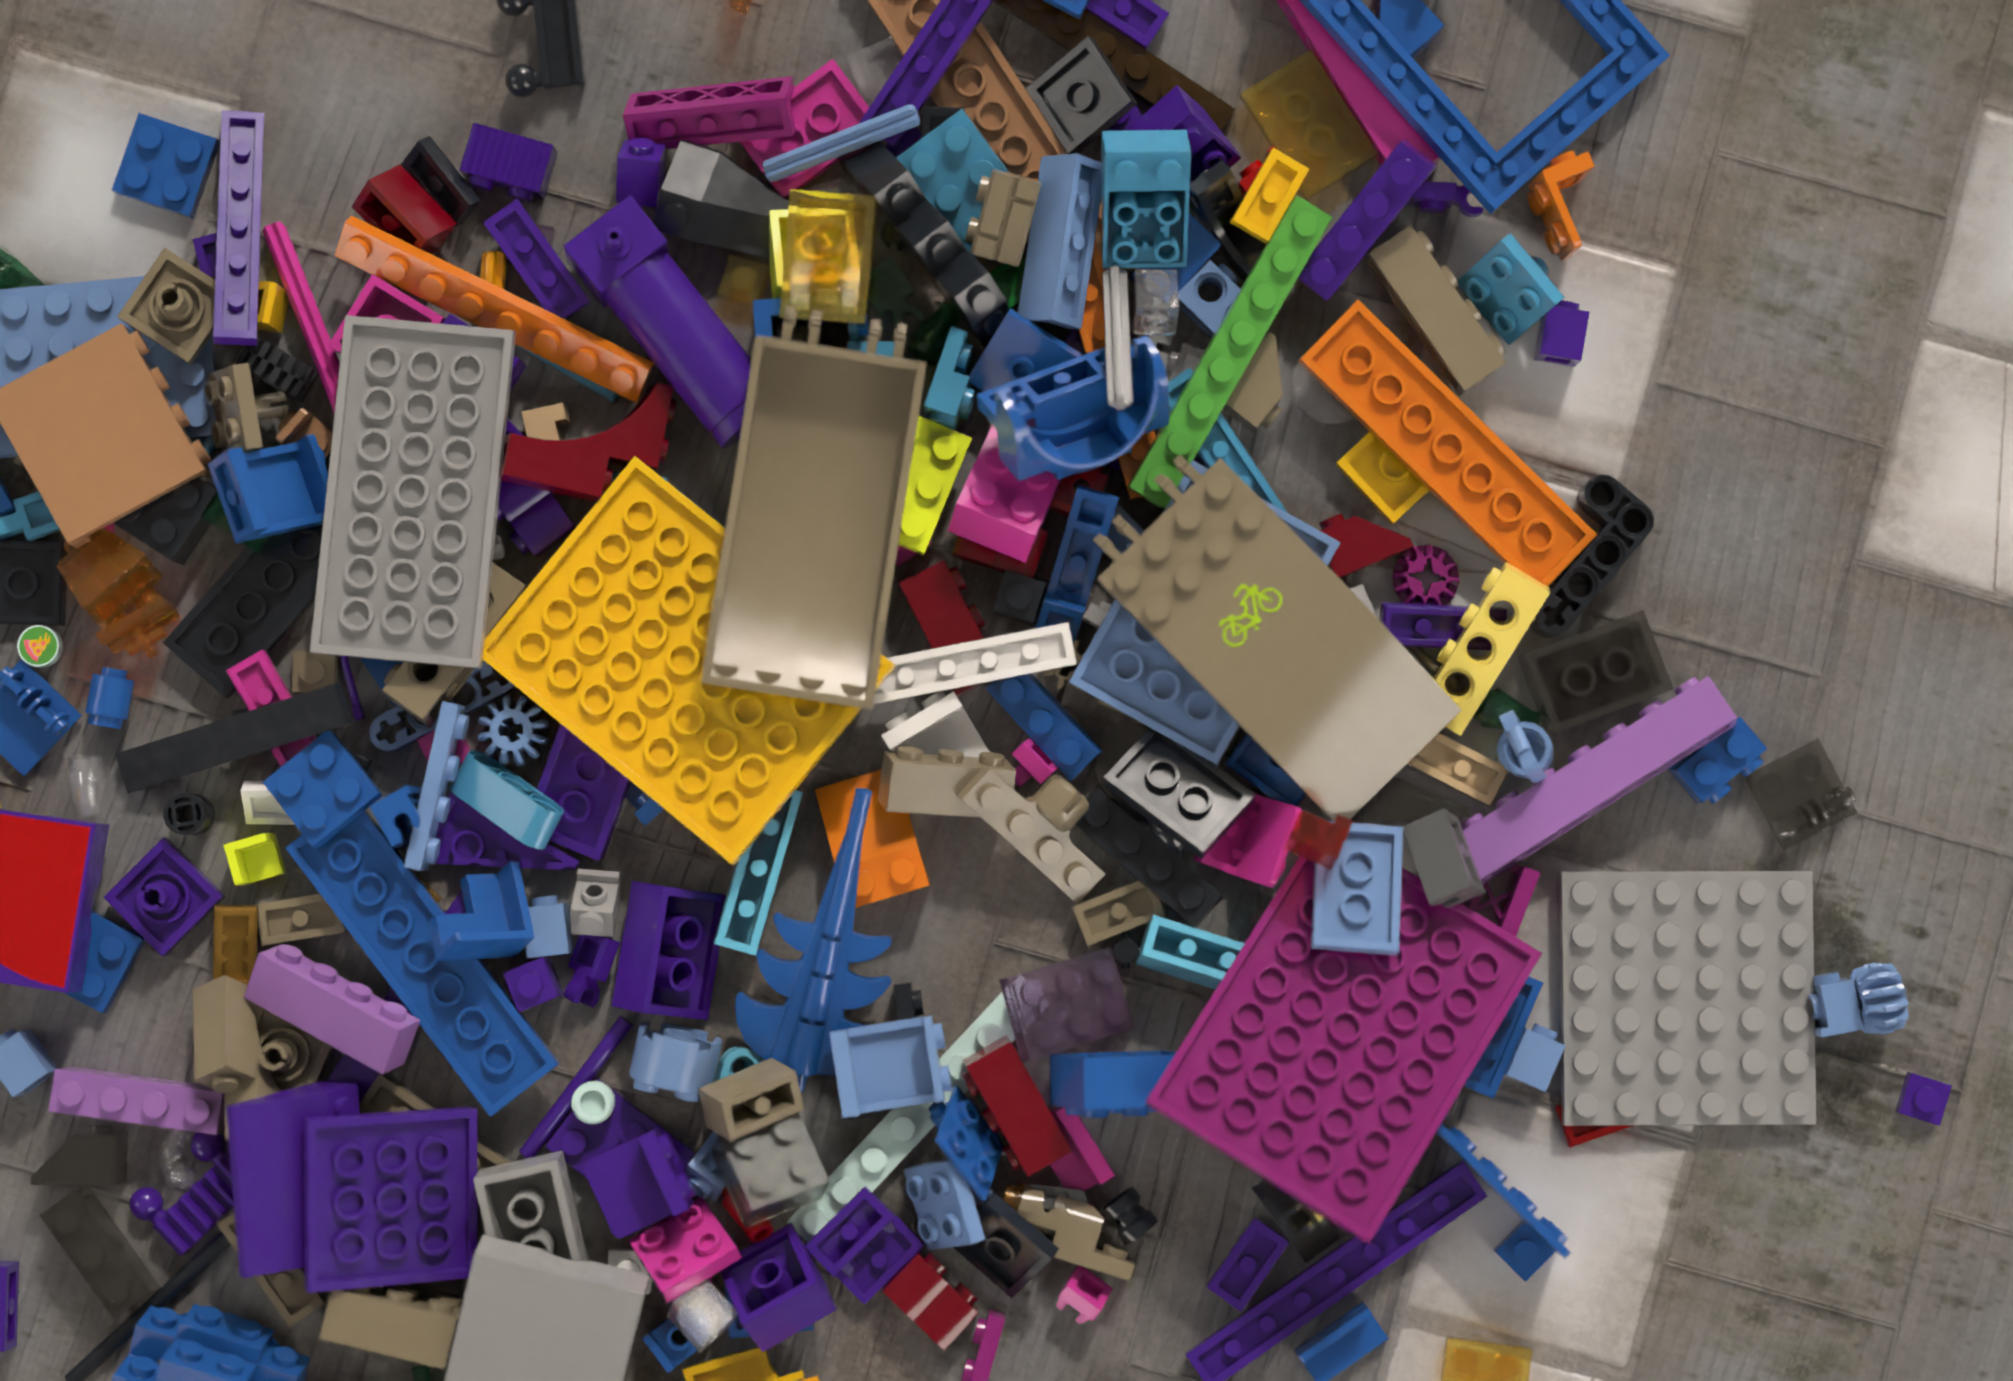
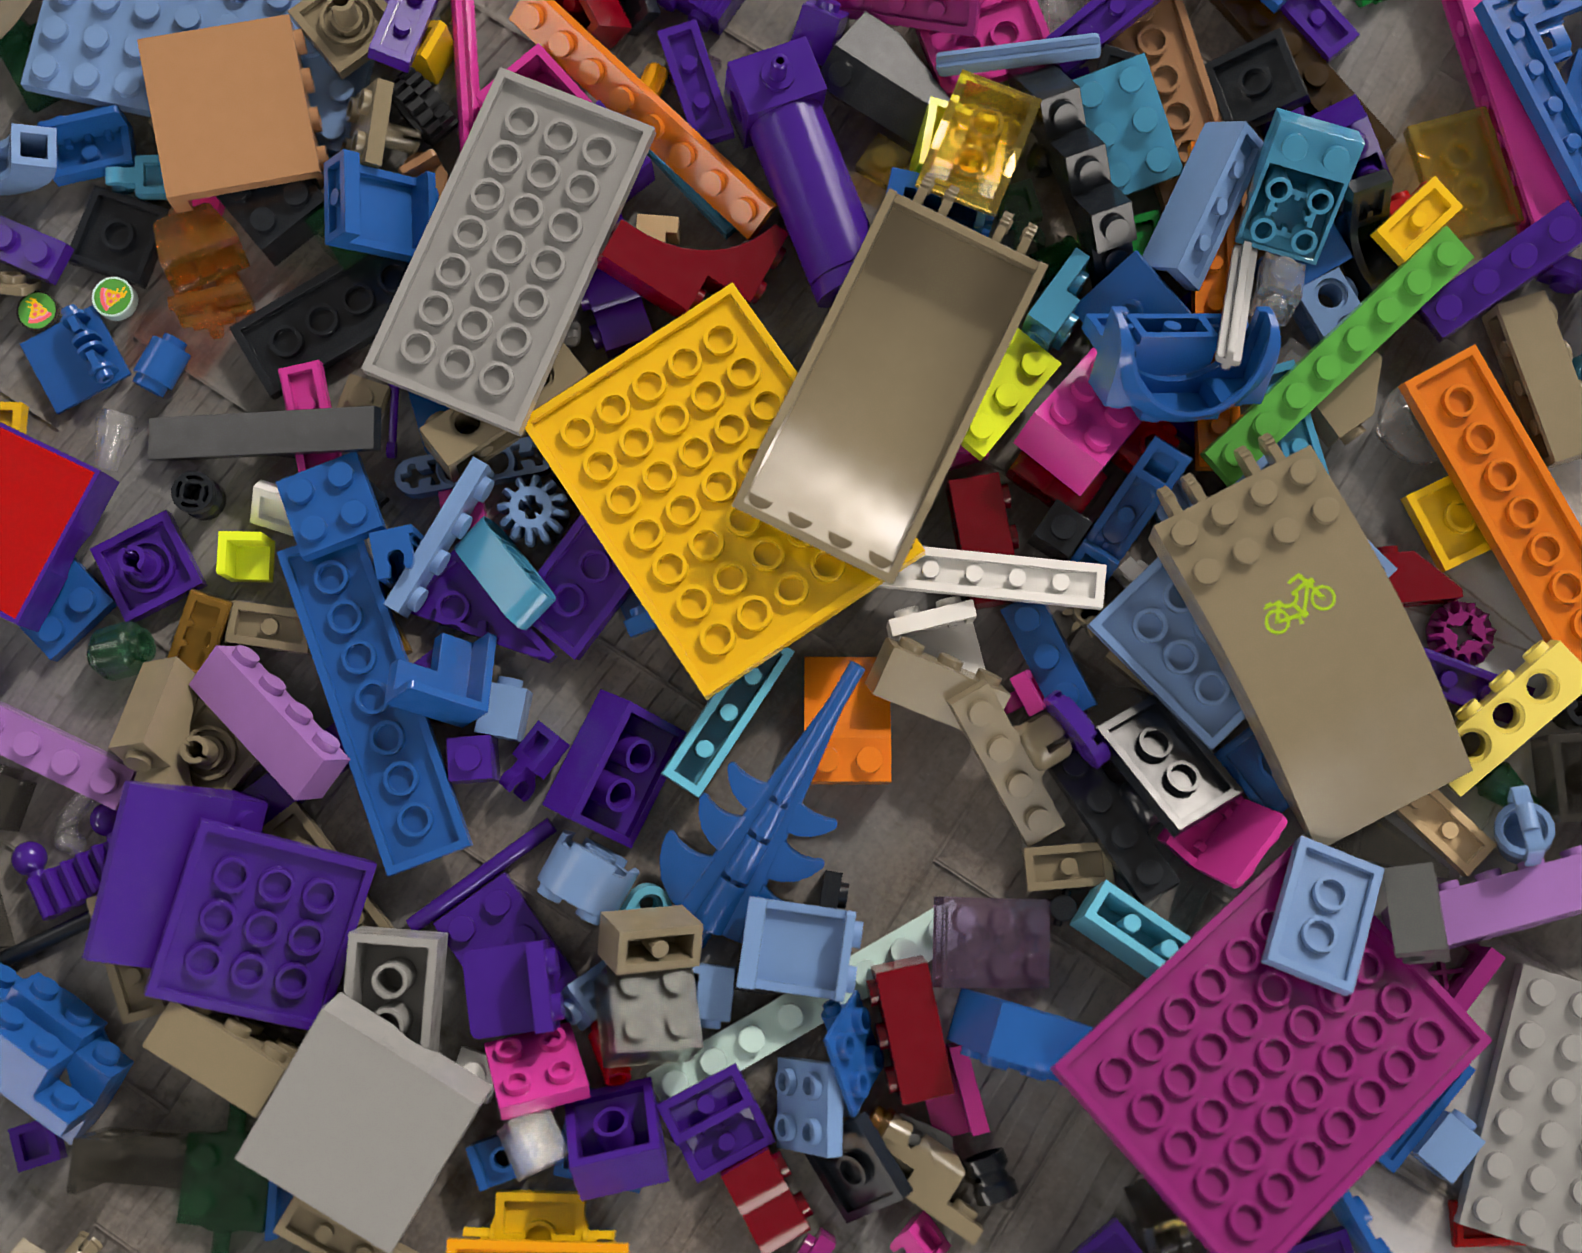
camera: 15 degrees right, 5 degrees down
(166, 984) = (120, 650): none -> clear green head
(593, 1102) = (493, 894): light aqua tile -> none
(595, 903) = (558, 699): light grey brick -> none
(826, 1129) = (714, 993): none -> medium blue brick
(1004, 217) = (1157, 163): dark tan brick -> none
(1085, 784) = (1077, 728): none -> dark purple tile
(1318, 838) = (1300, 855): clear red panel -> none

